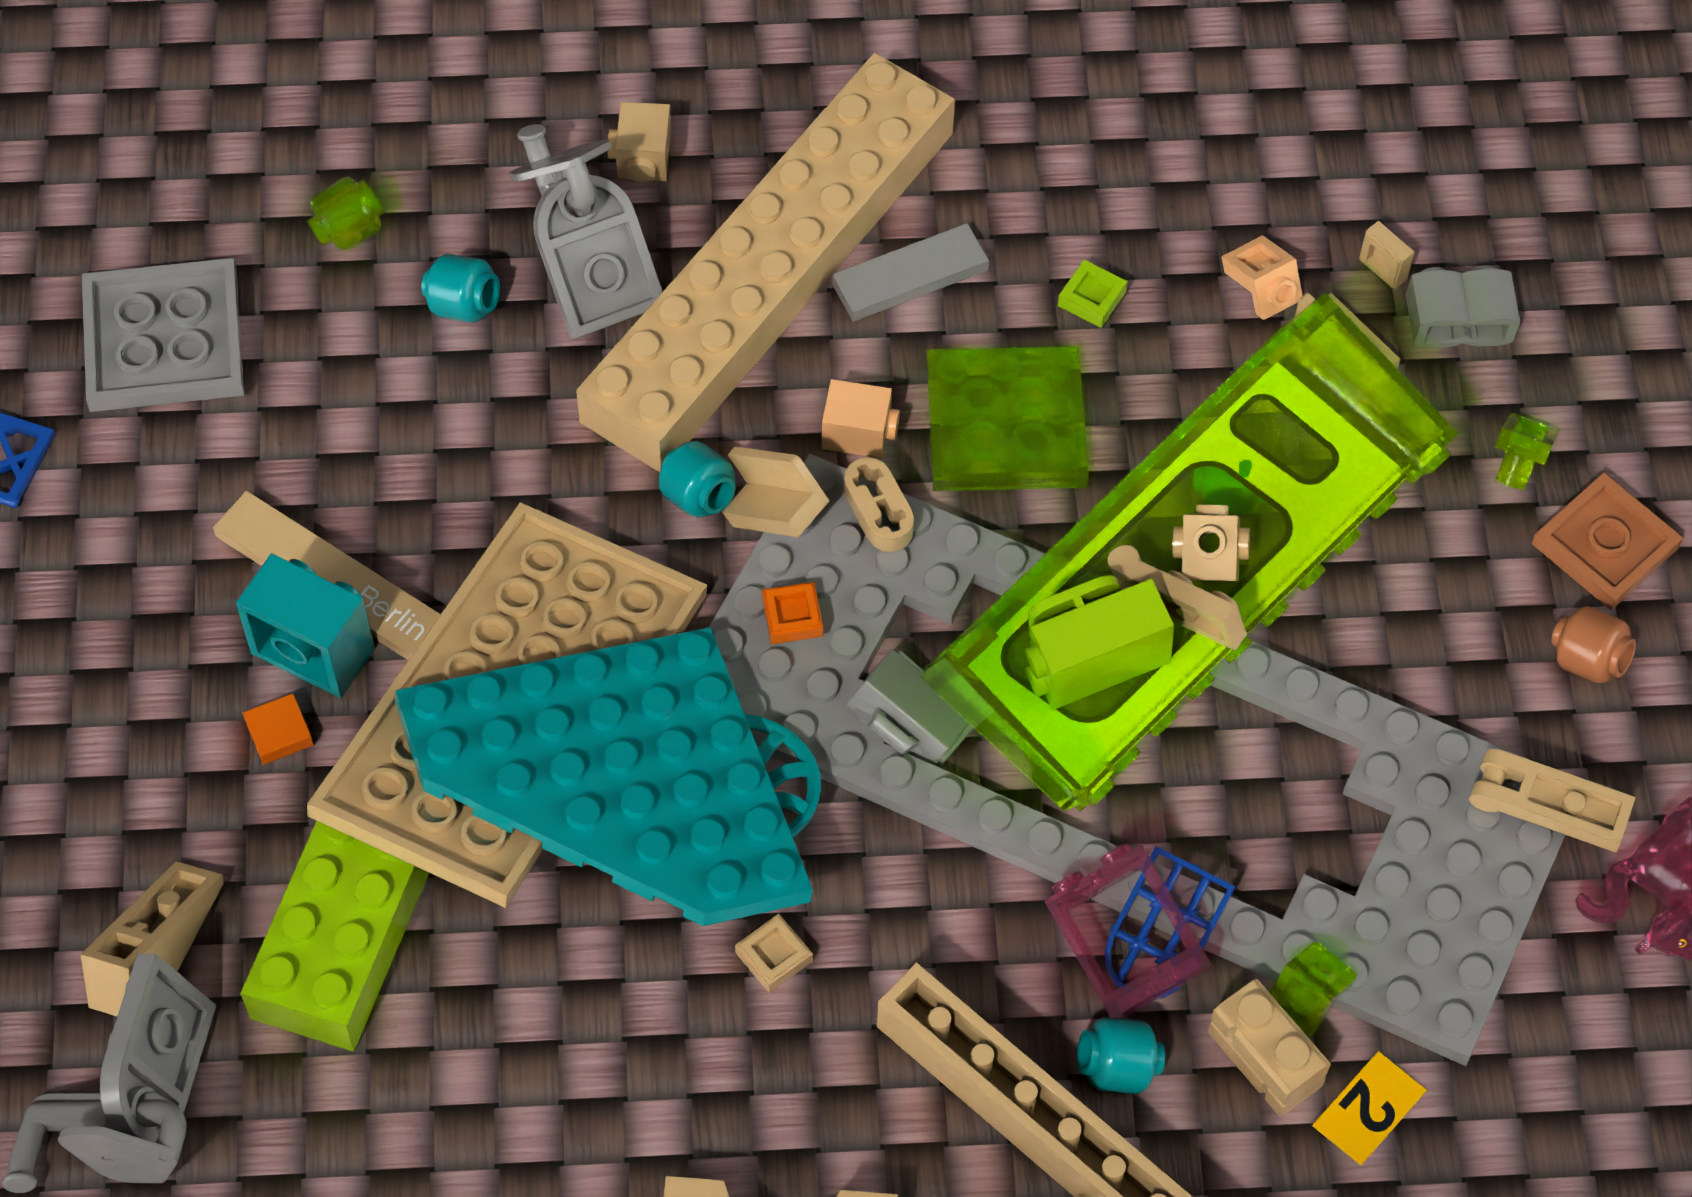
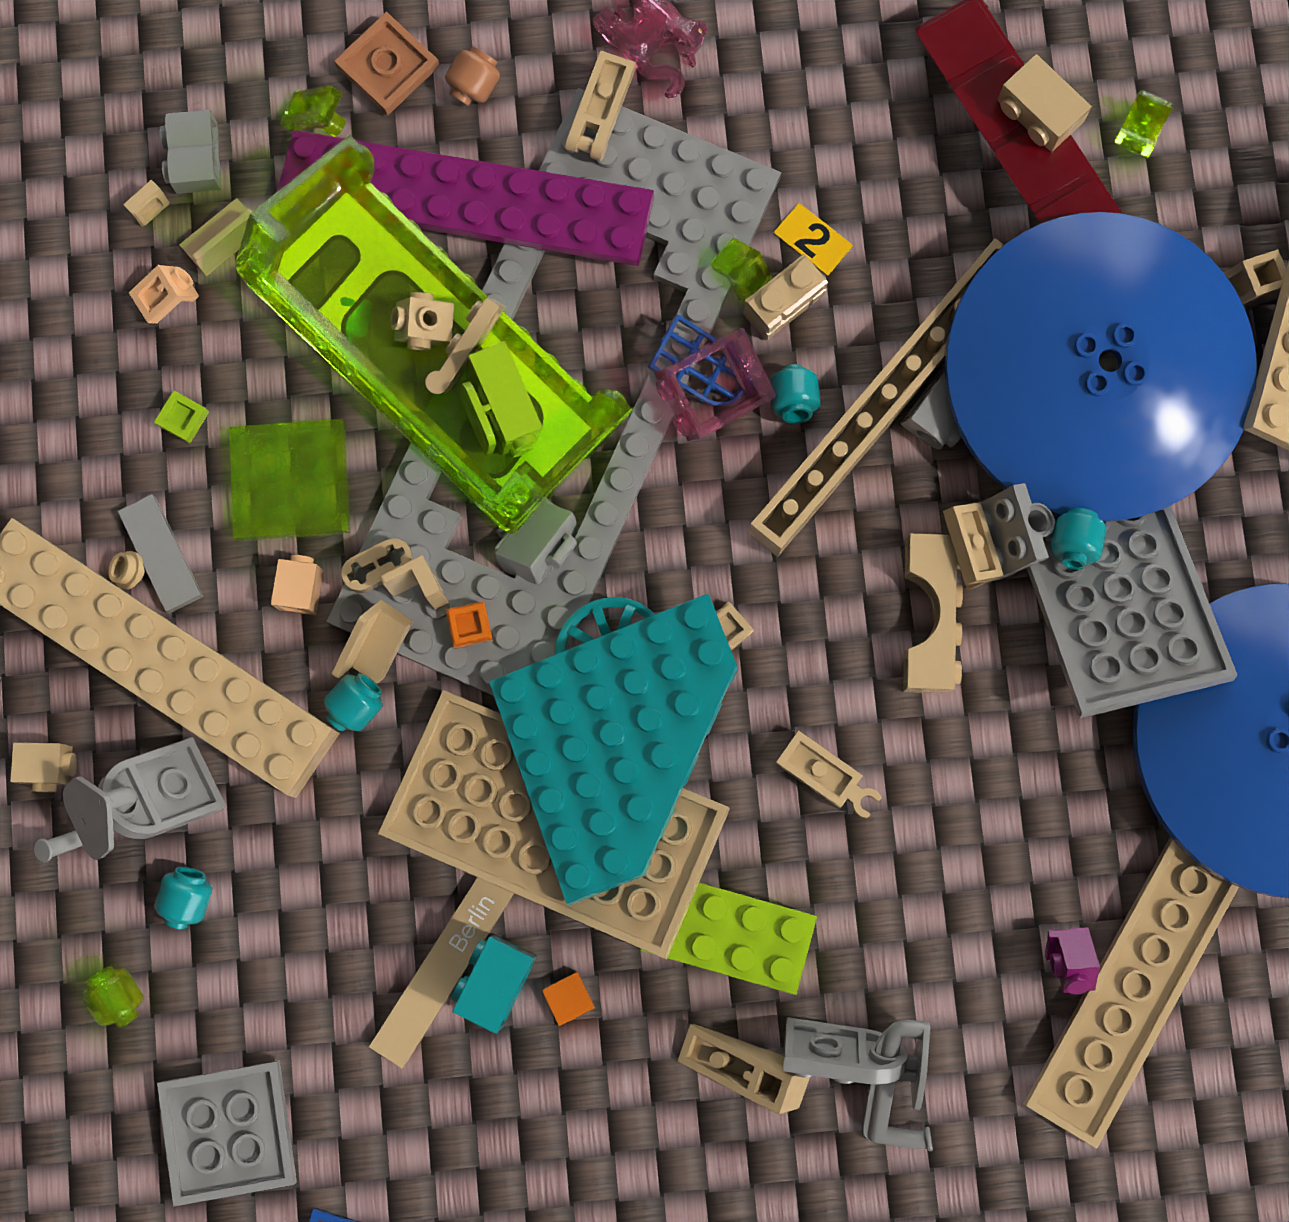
camera: 90 degrees left, 20 degrees up
(551, 1070) = (825, 773): none -> tan plate
(846, 540) = (414, 573): none -> tan panel
(888, 232) = (126, 569): none -> tan plate
(1406, 656) = (498, 200): none -> magenta plate

